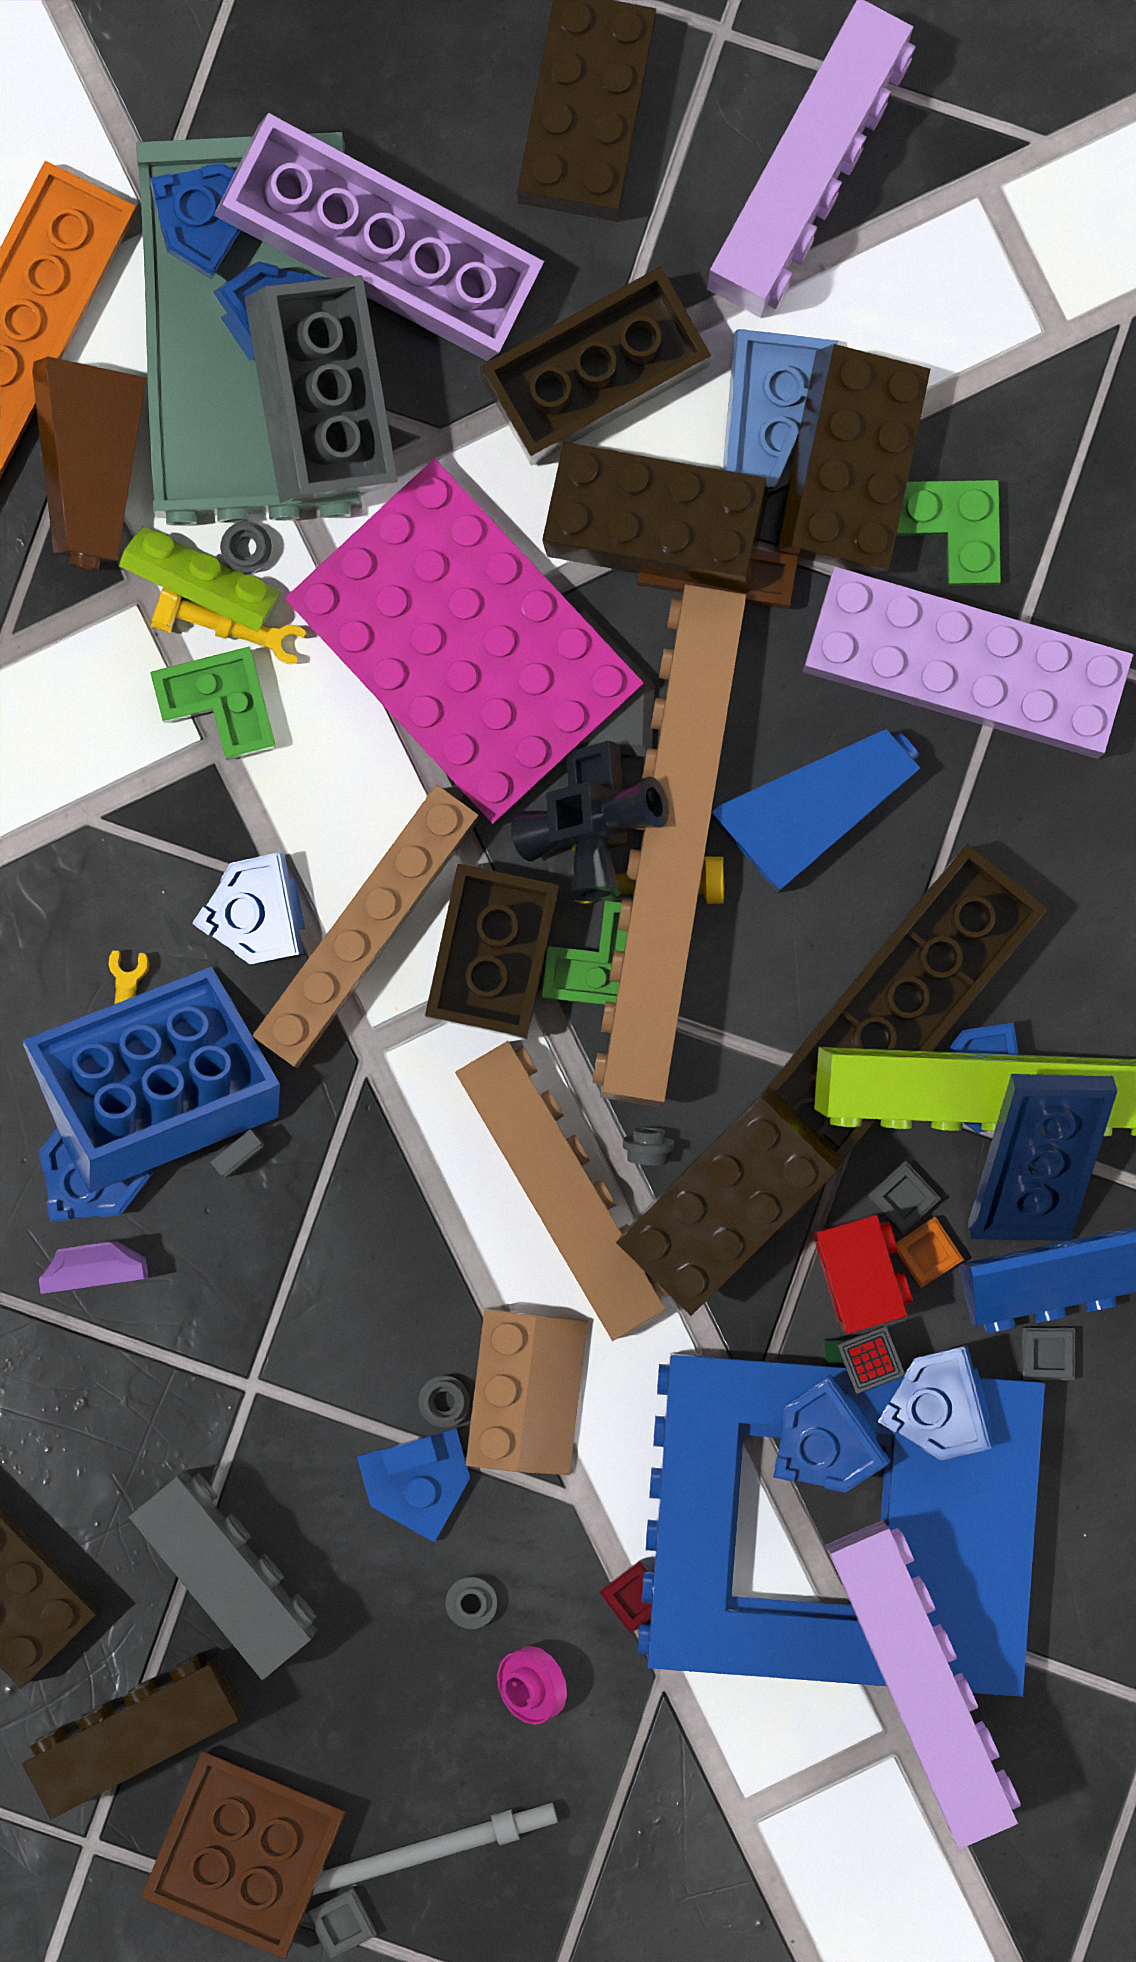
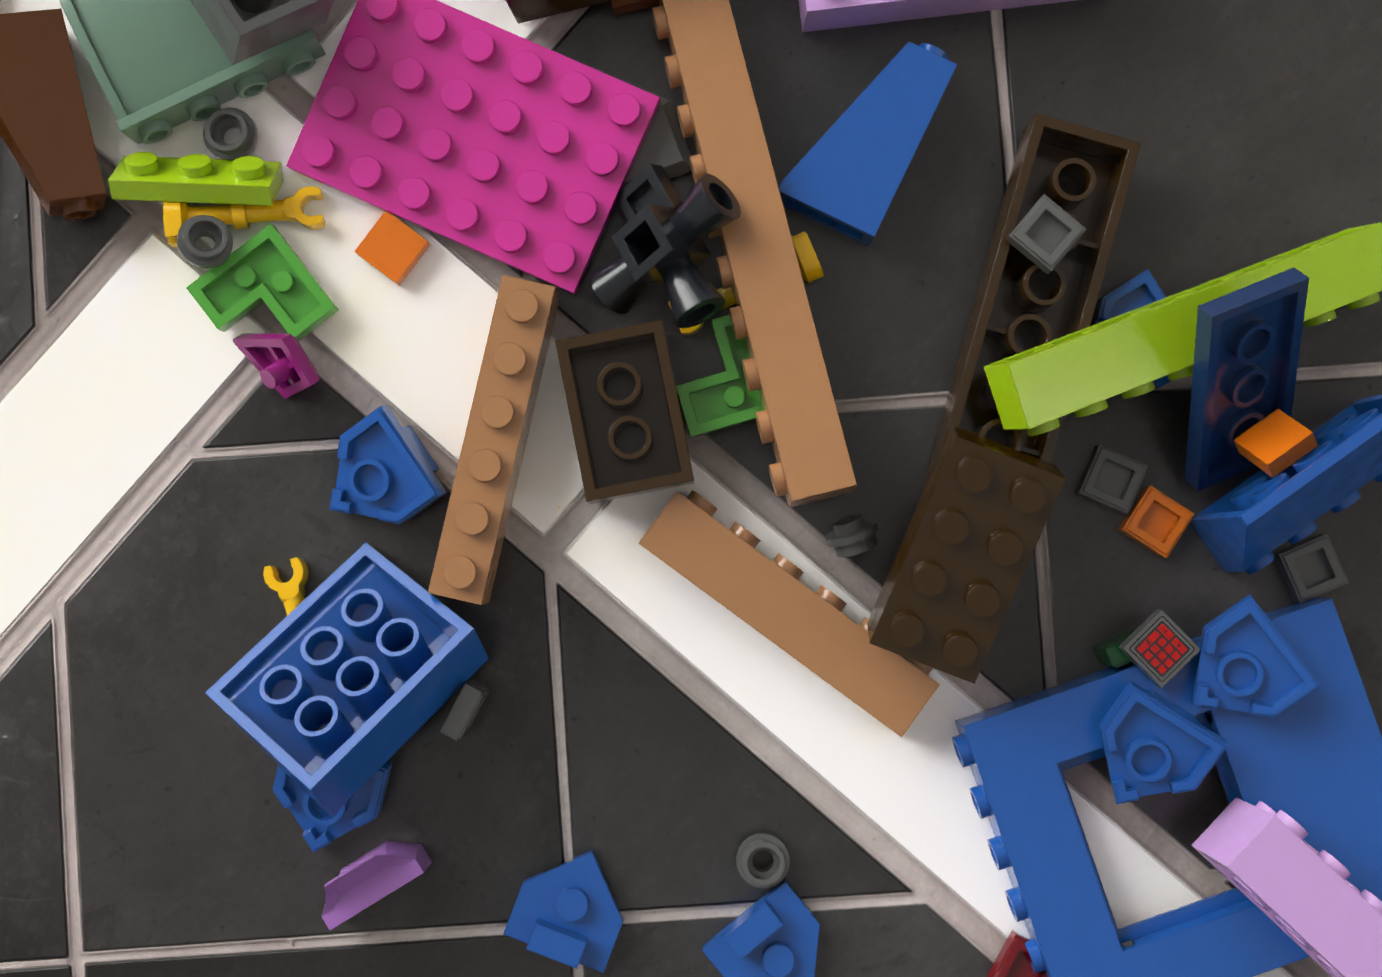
camera: 30 degrees left, 0 degrees up
(199, 635) = (209, 227): none -> dark grey plate
(204, 772) = (279, 361): none -> magenta piece
(251, 1373) = (568, 914): none -> blue plate
(347, 712) = (392, 248): none -> orange tile
(526, 1392) = (837, 820): medium nougat slope -> none
(861, 1273) = (1113, 569): red brick -> none
(926, 954) = (1045, 234): none -> dark grey tile
(1048, 1223) = (1275, 443): none -> orange tile

